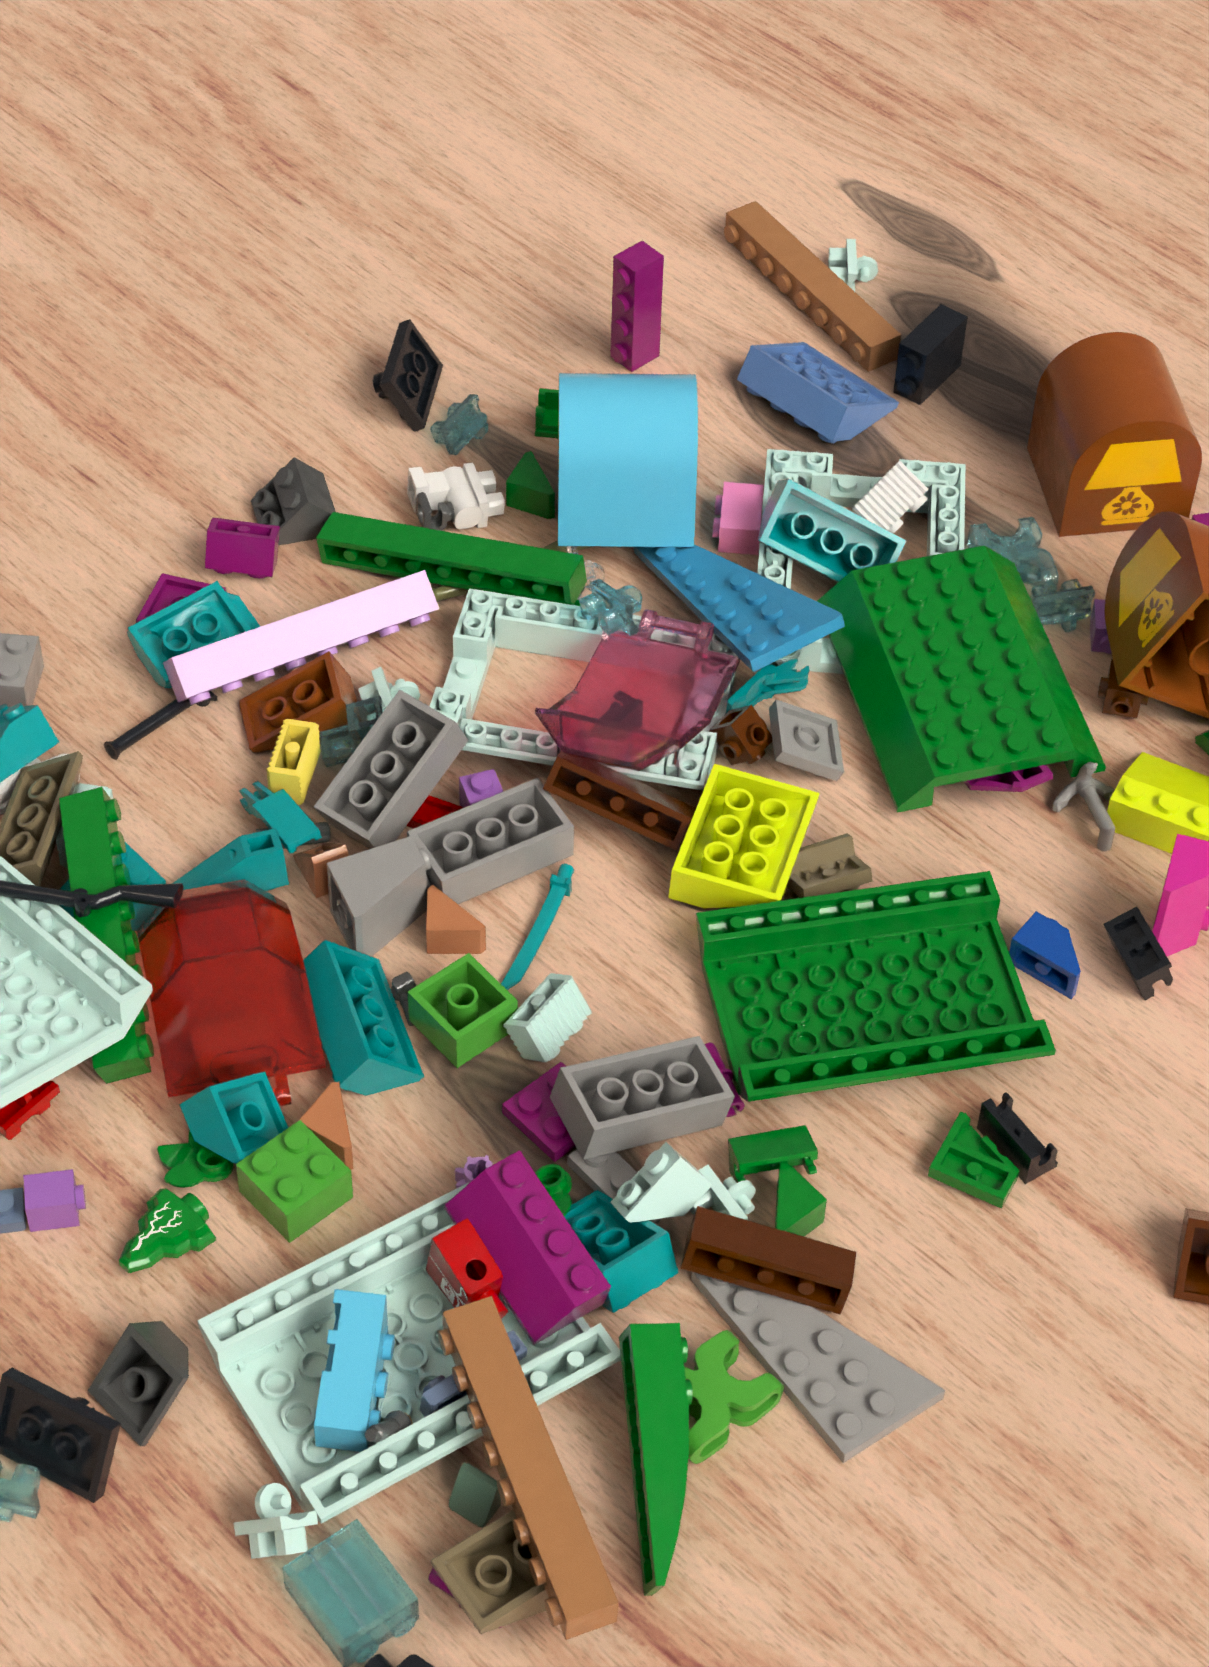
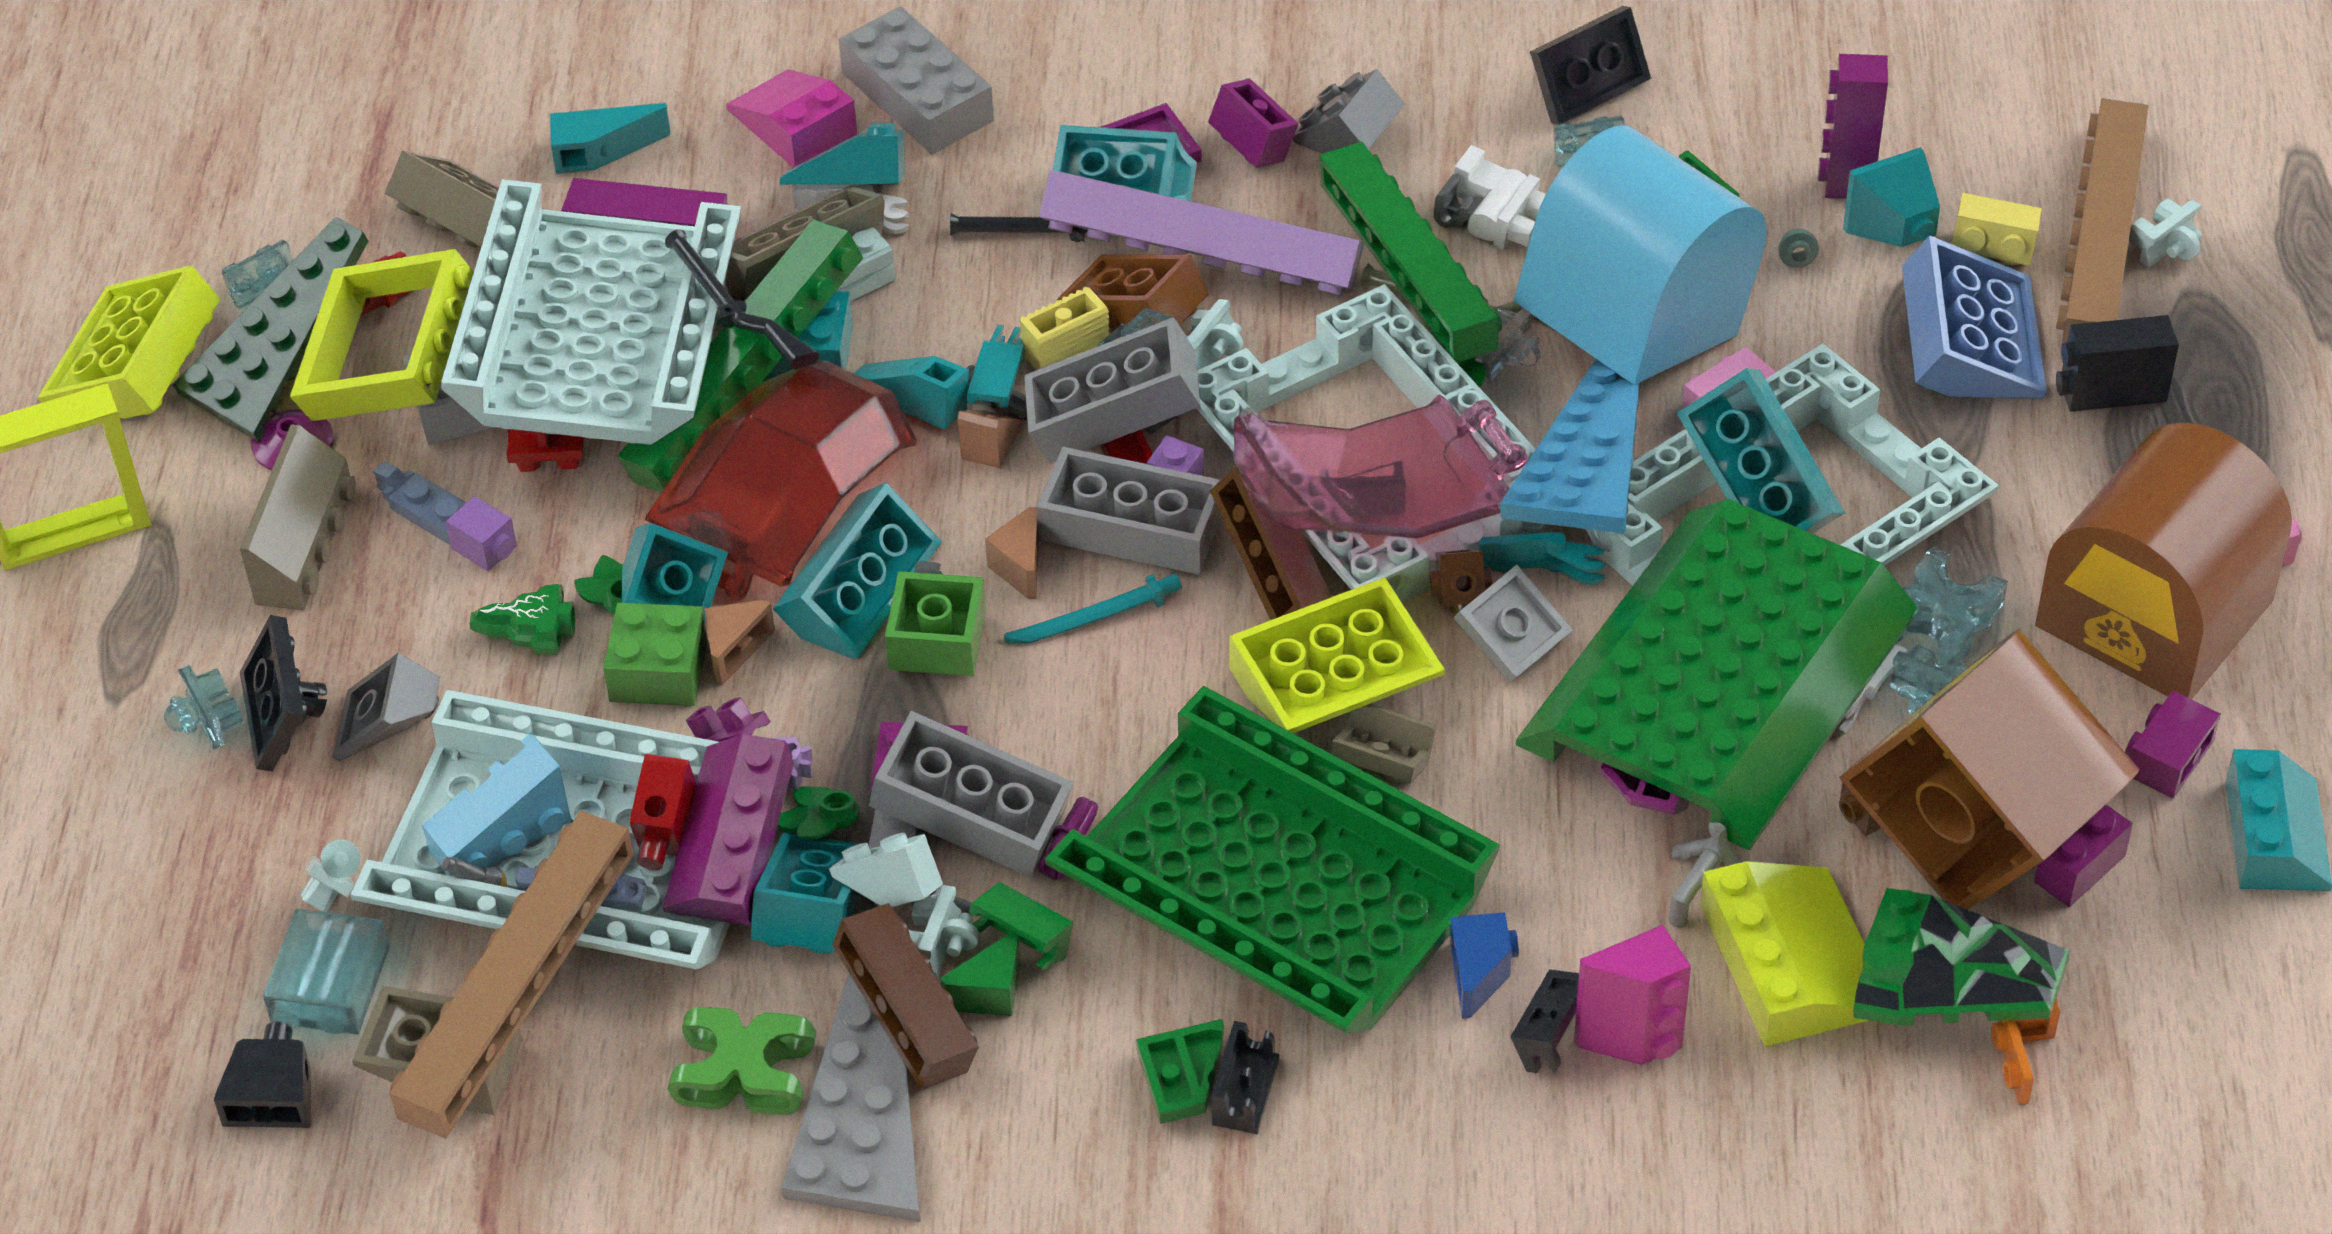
camera: 50 degrees right, 0 degrees up
(378, 893) = (980, 481): light grey slope -> none
(427, 1182) = (734, 721): none -> magenta hips
(548, 1018) = (992, 682): light aqua brick -> none
(612, 607) = (1455, 379): clear light blue hips -> none
(658, 1439) = (642, 1046): green slope -> none
(693, 341) = (1893, 200): none -> teal slope
(762, 323) = (1996, 229): none -> light yellow brick
(892, 498) = (1879, 468): white brick -> none

